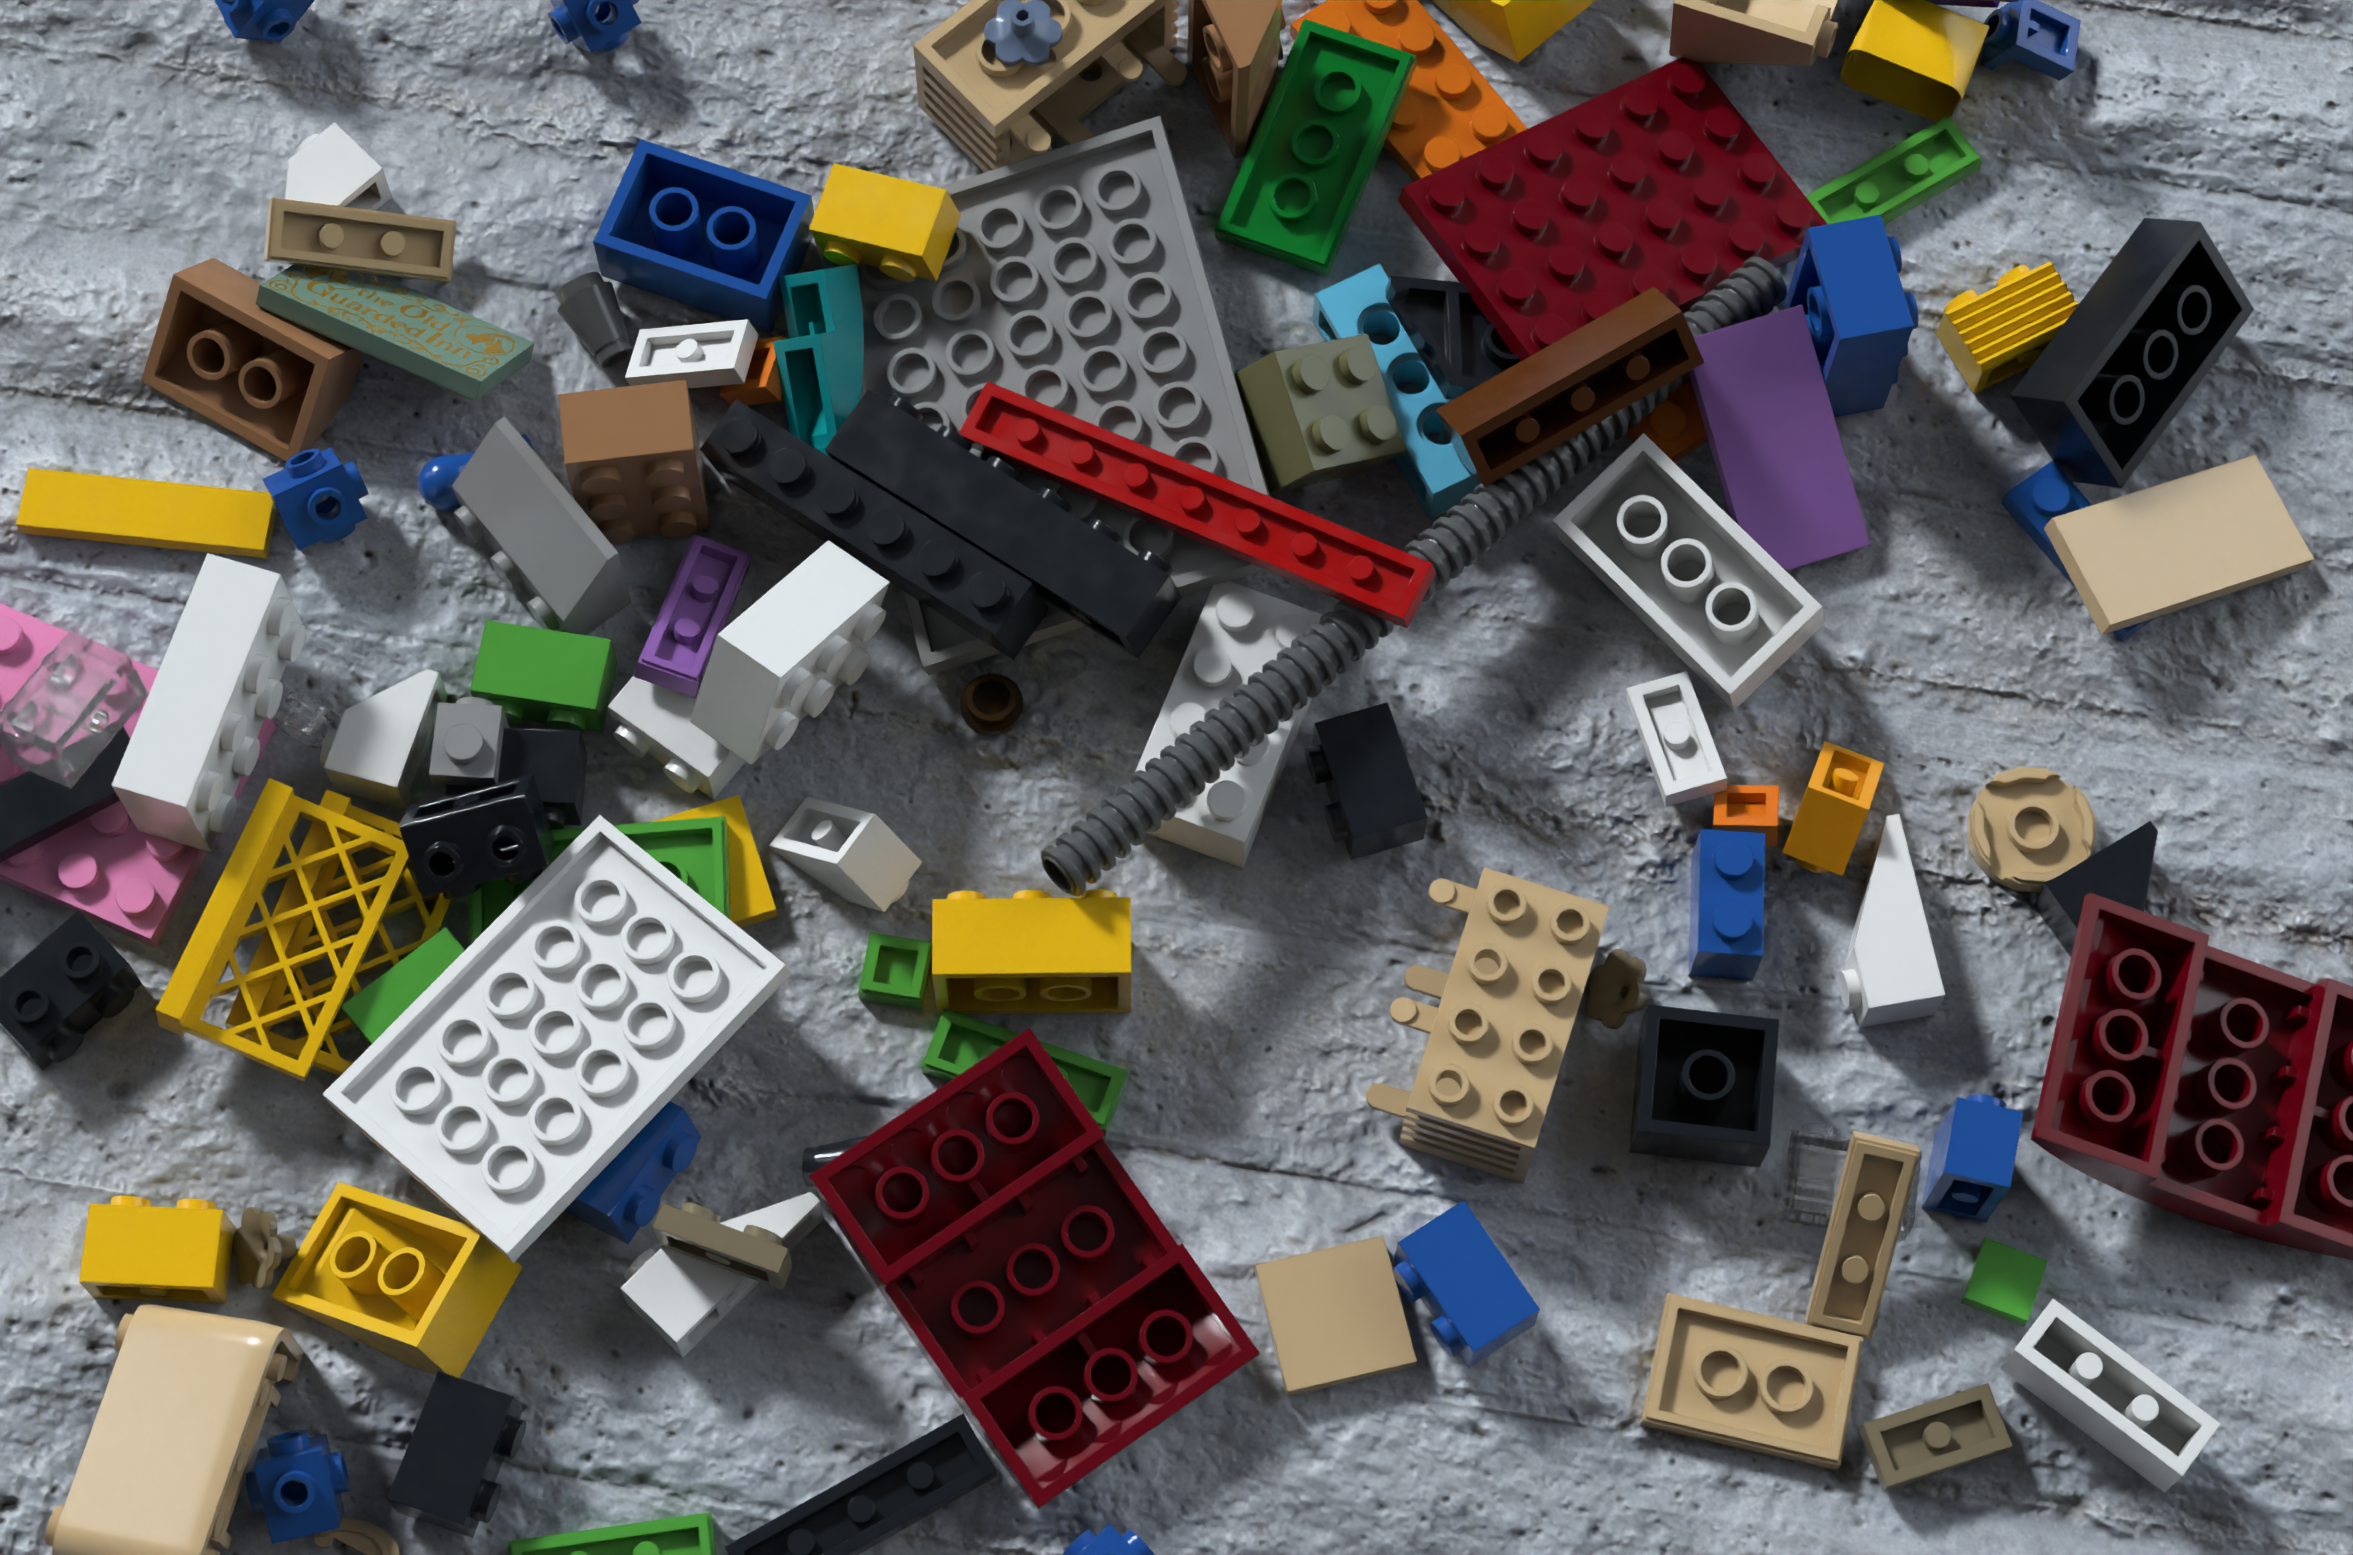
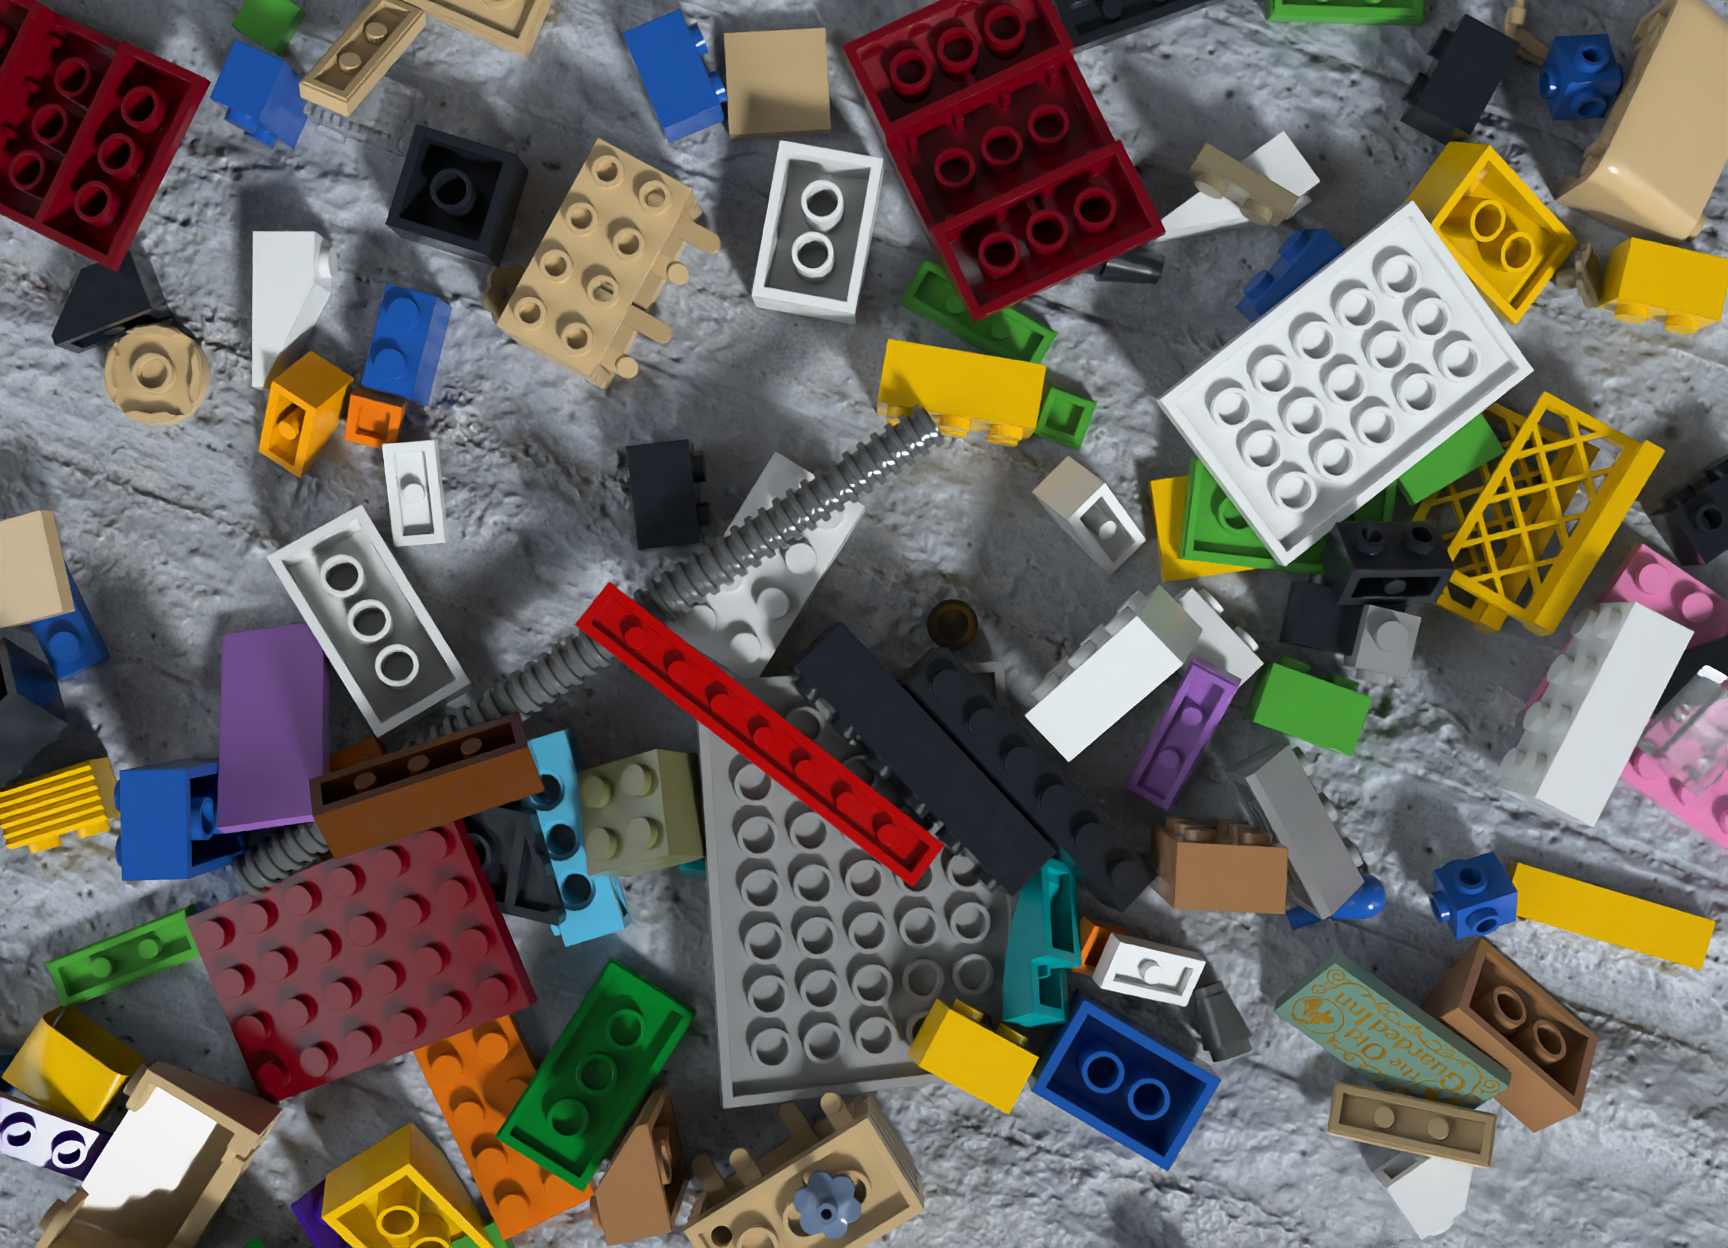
camera: 165 degrees left, 20 degrees up
(385, 741) = (1442, 674): white slope -> none
(1244, 1119) = (817, 232): none -> white brick

